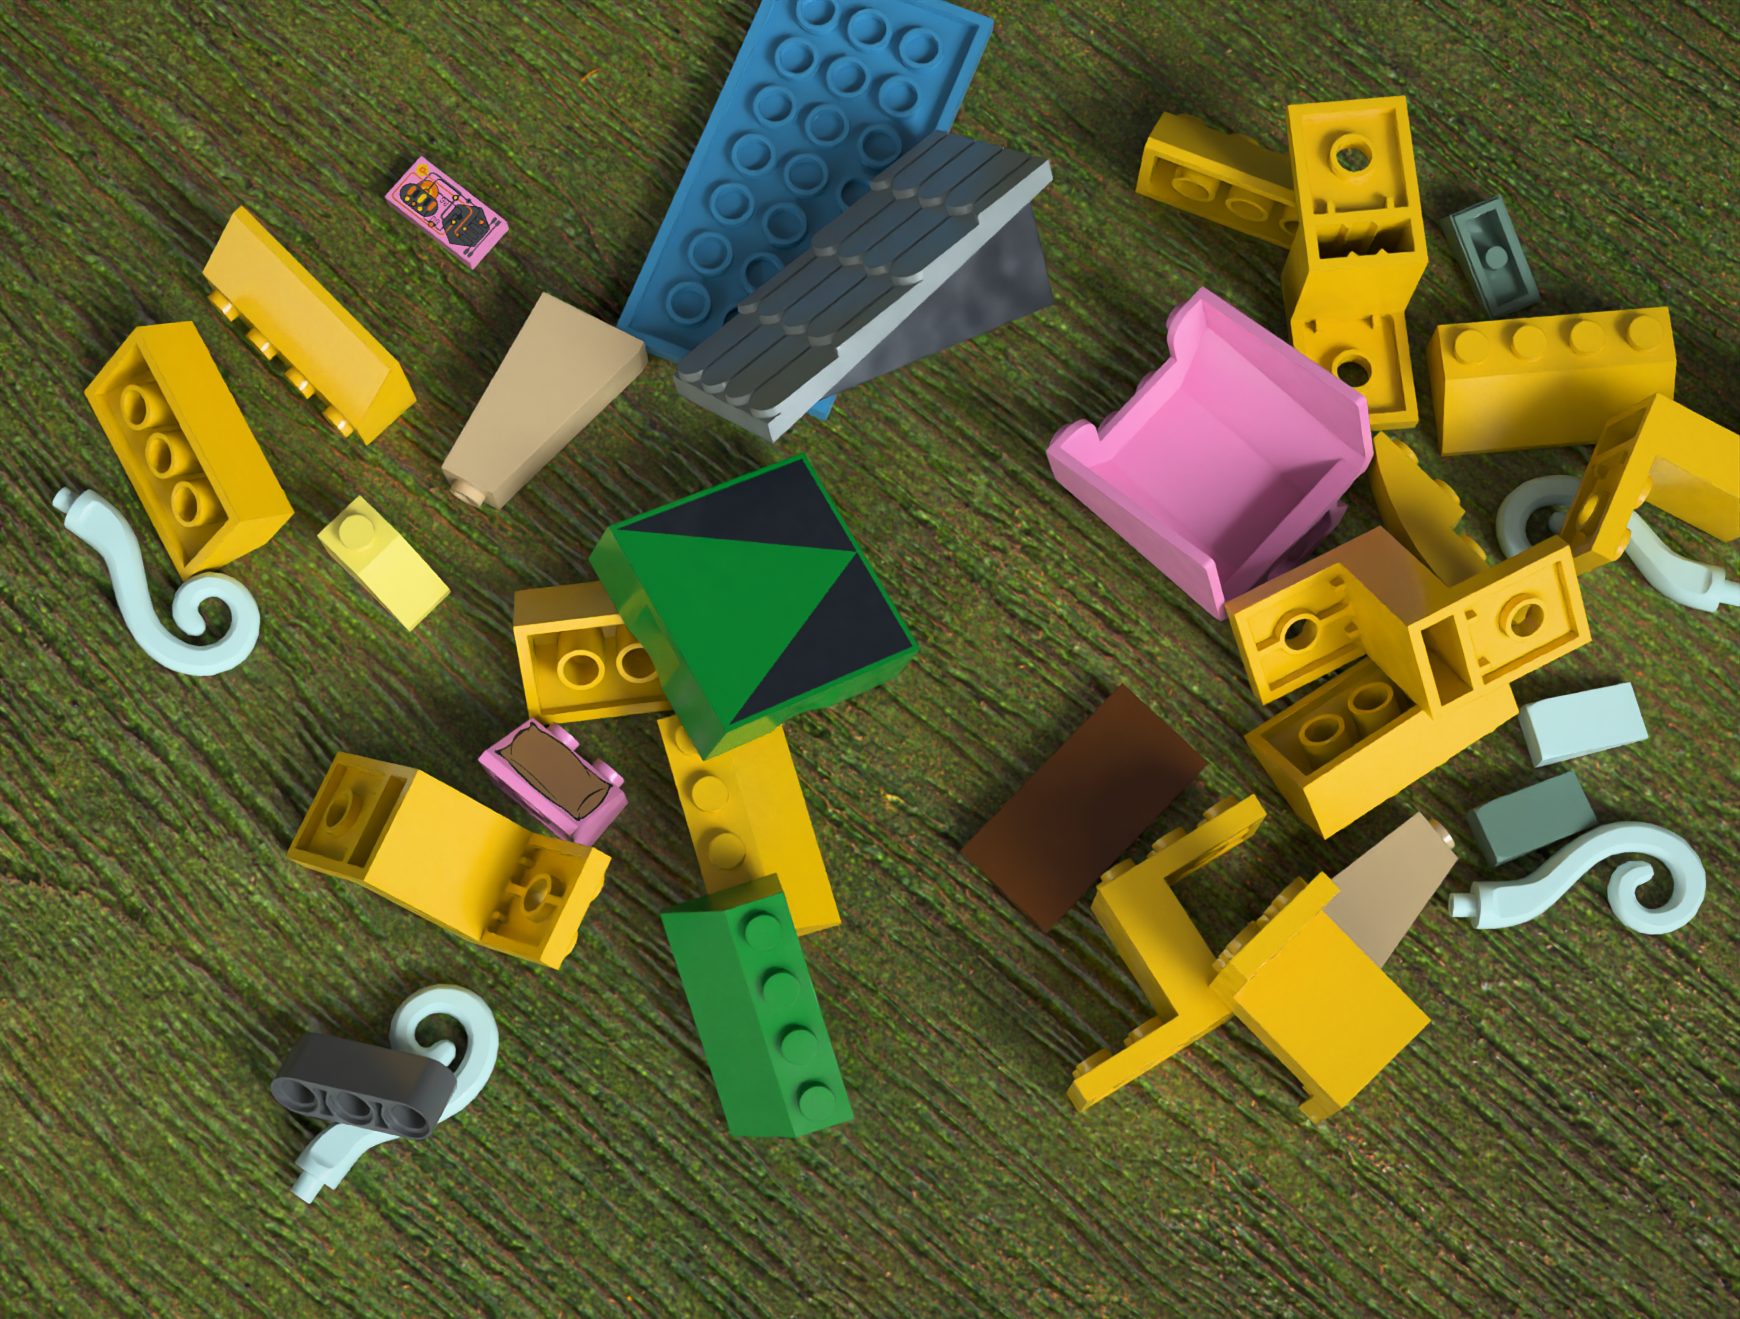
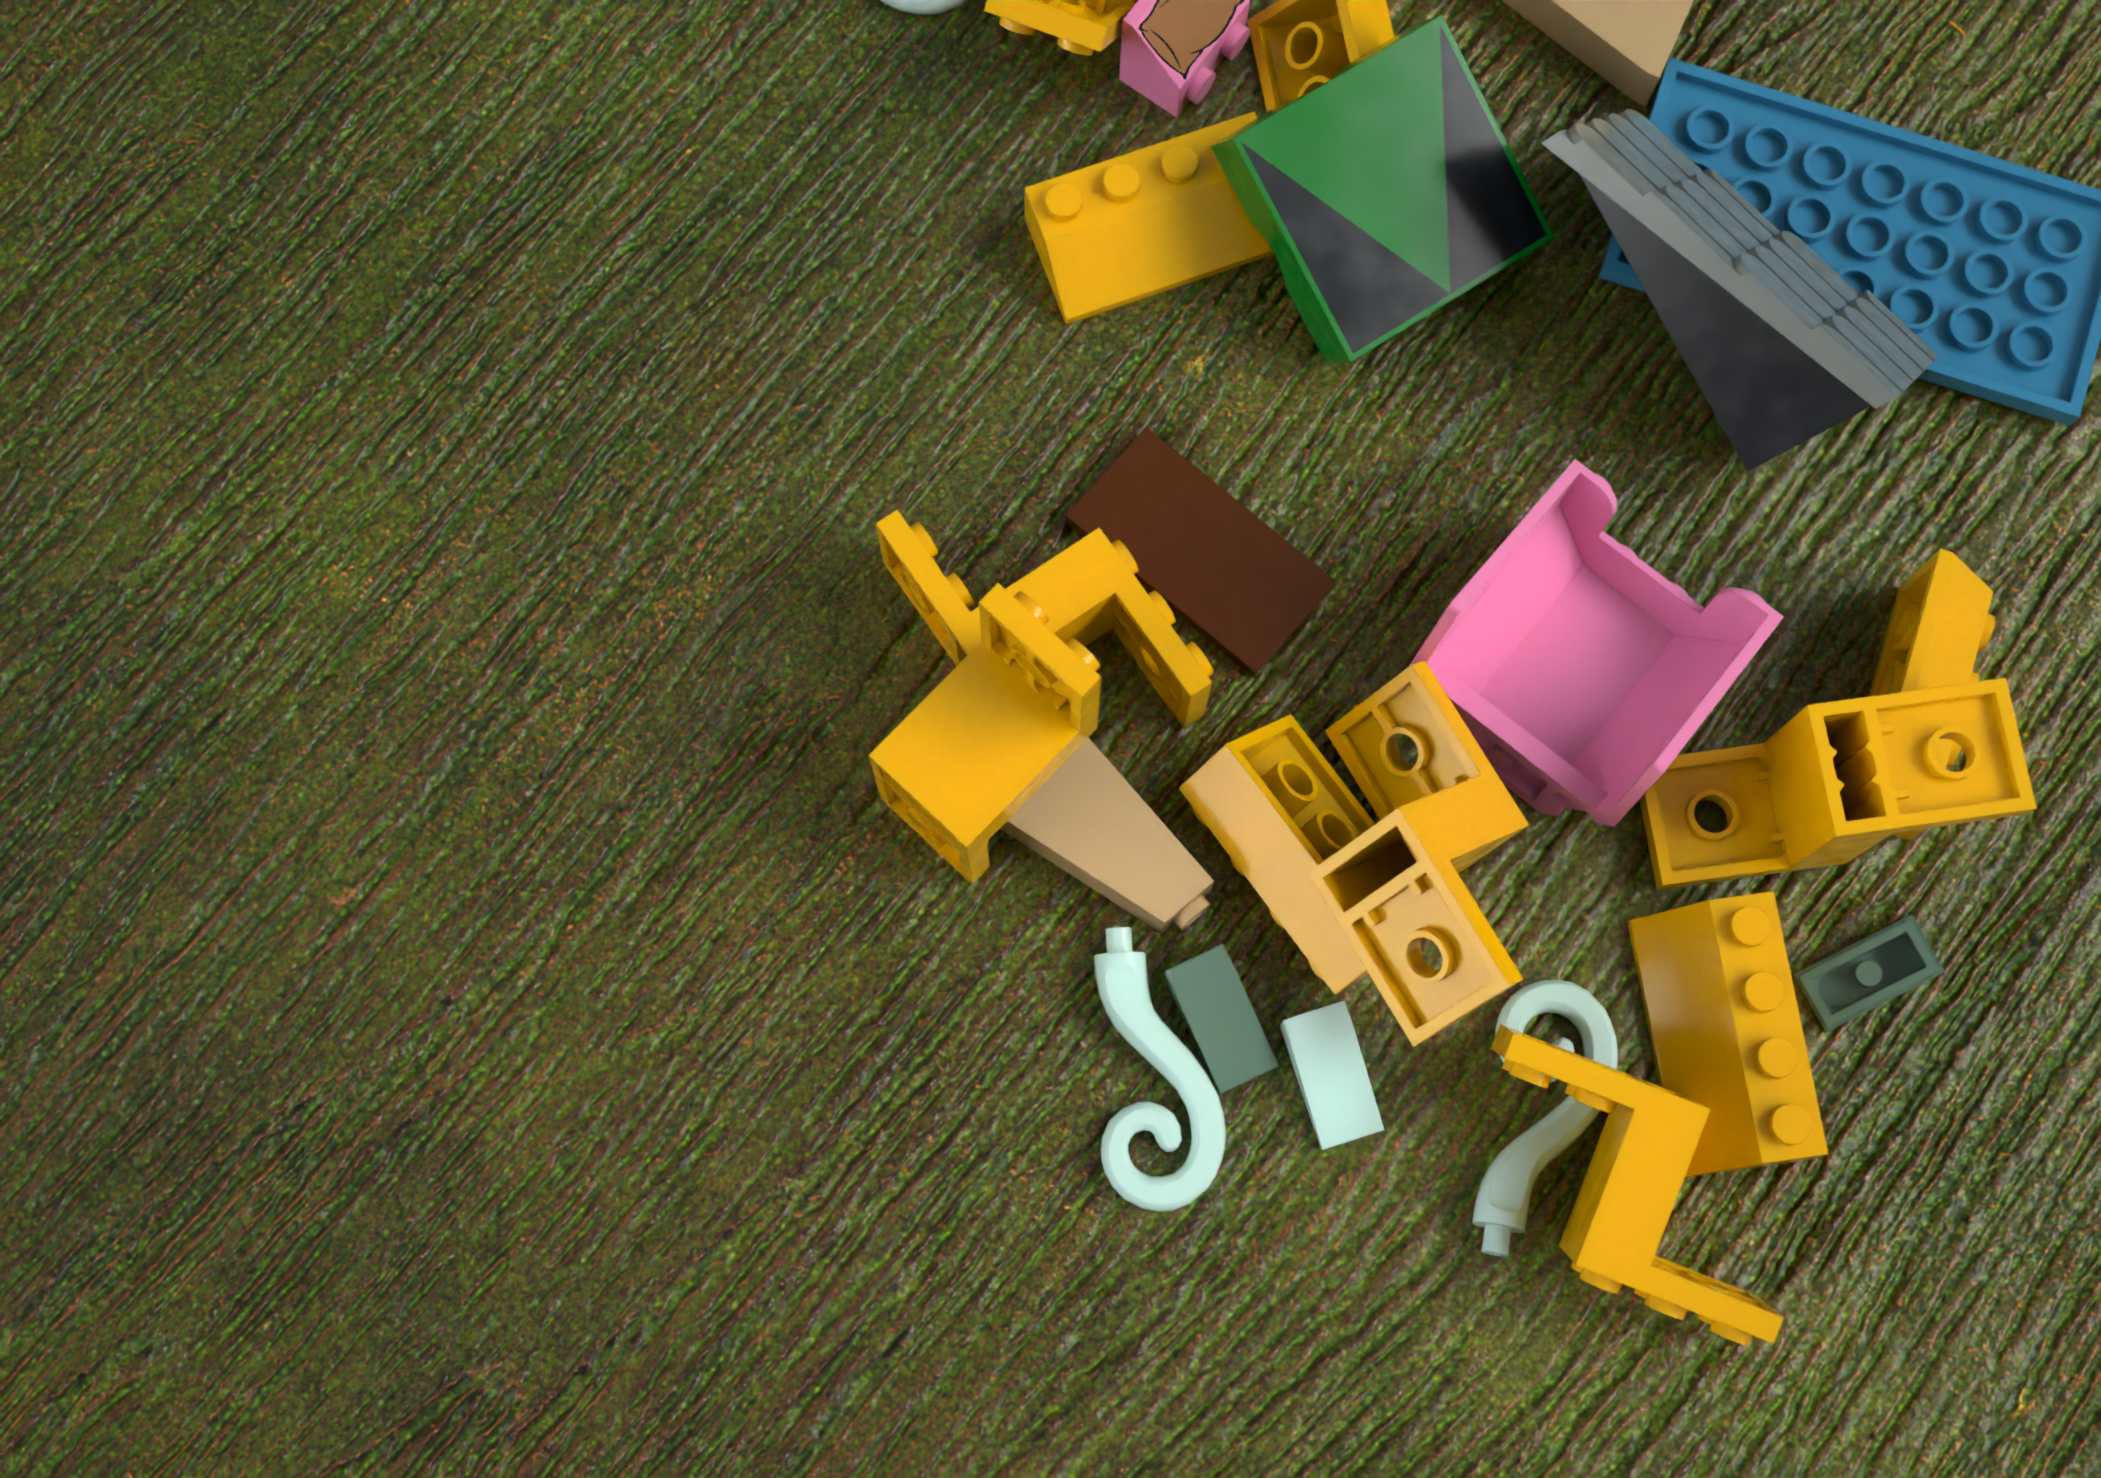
camera: 85 degrees right, 0 degrees up
(757, 1011) = (965, 228): green slope -> none
(1423, 515) = (1557, 887): yellow slope -> none

